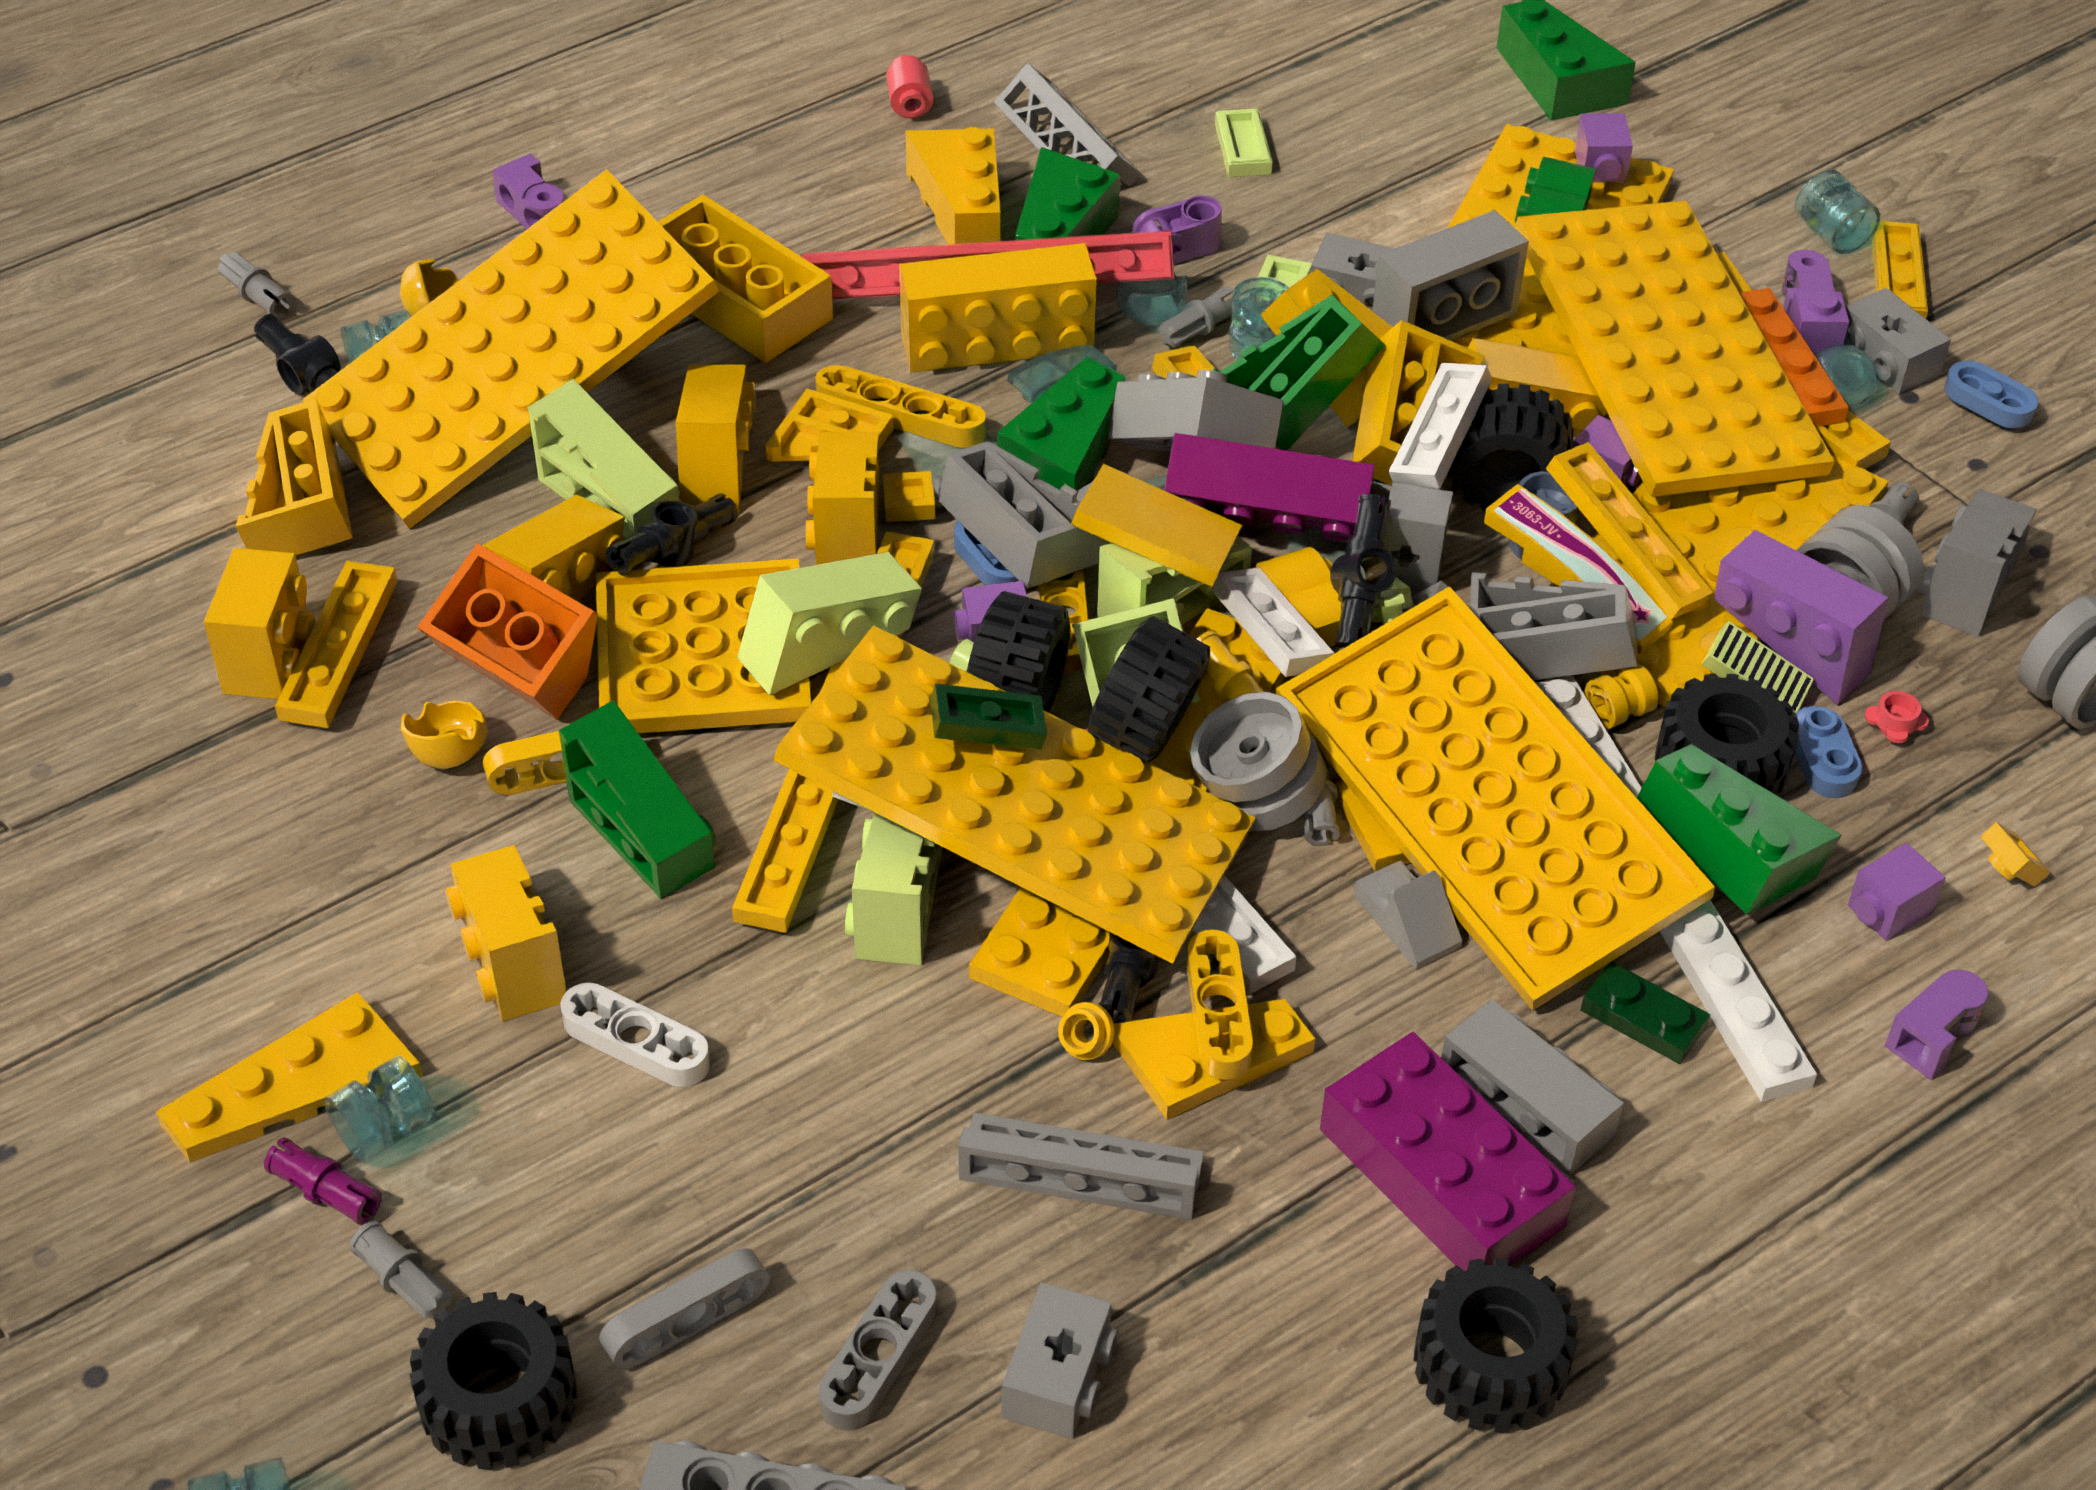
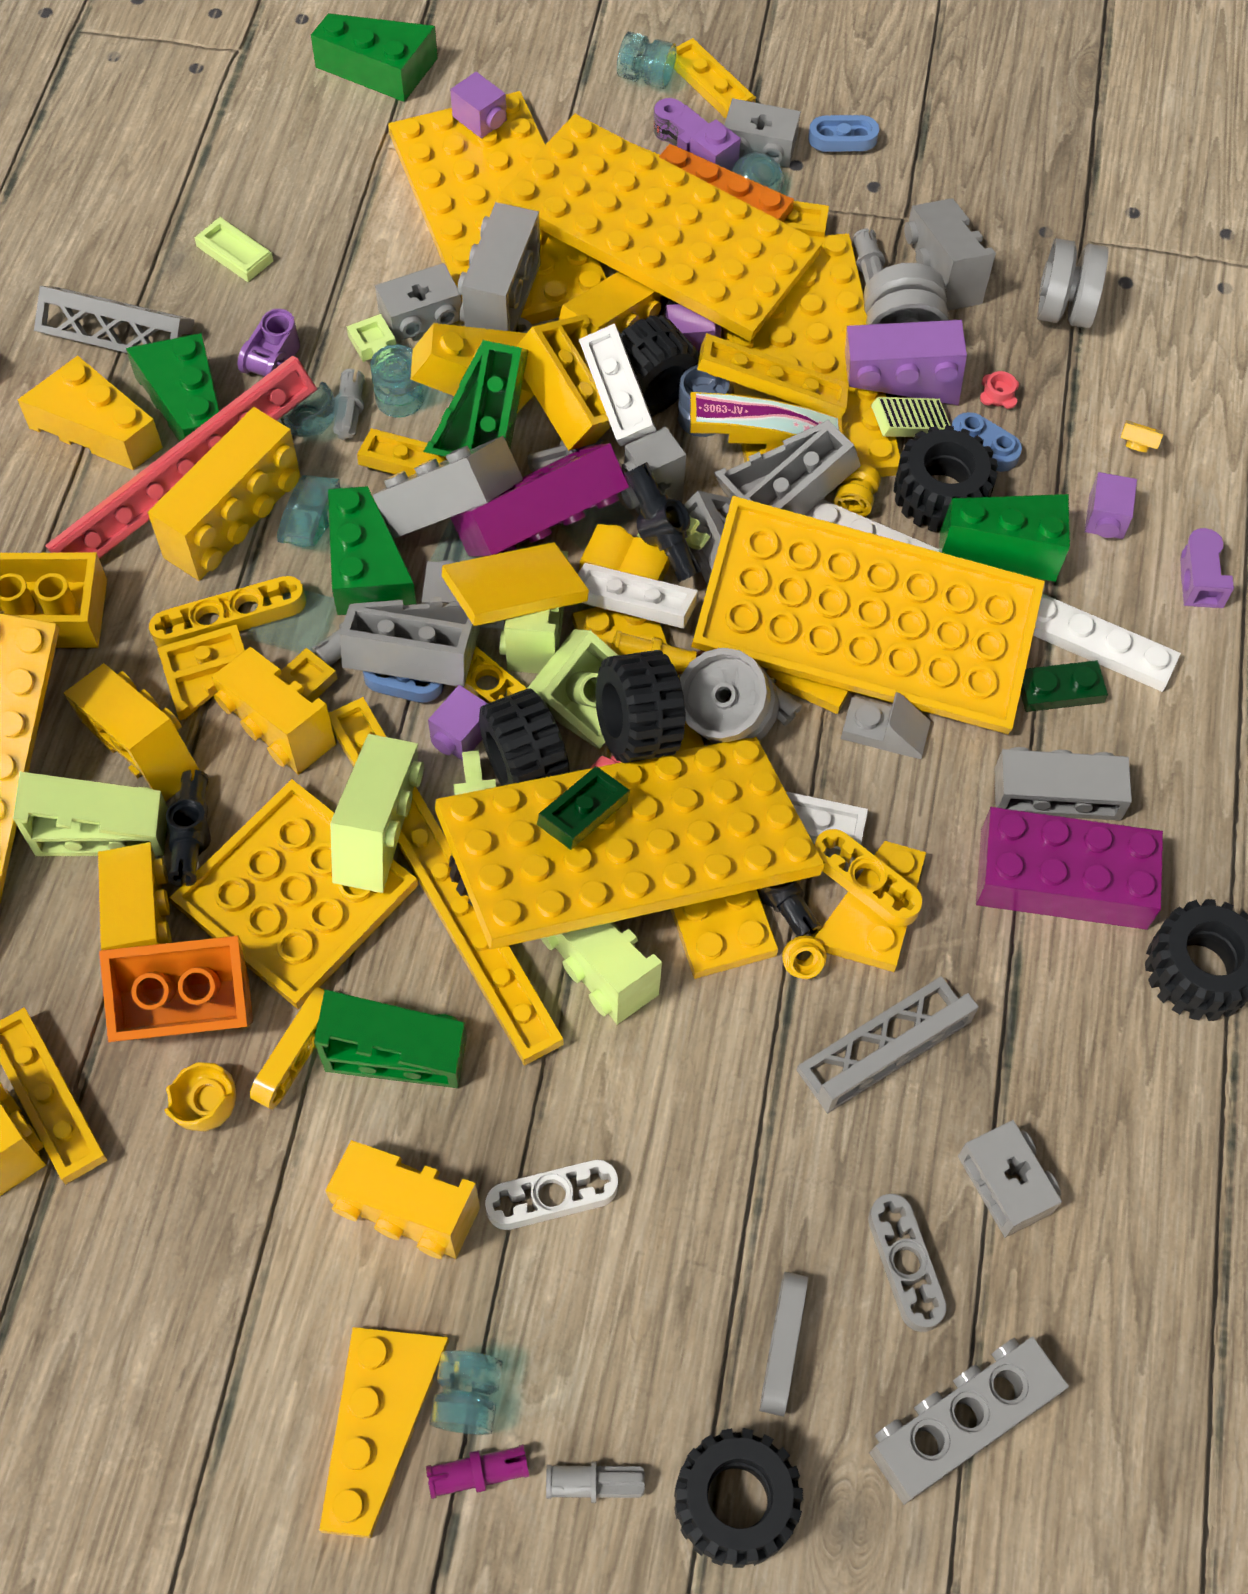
camera: 45 degrees left, 15 degrees up
(1556, 188) = (488, 162): green brick -> none

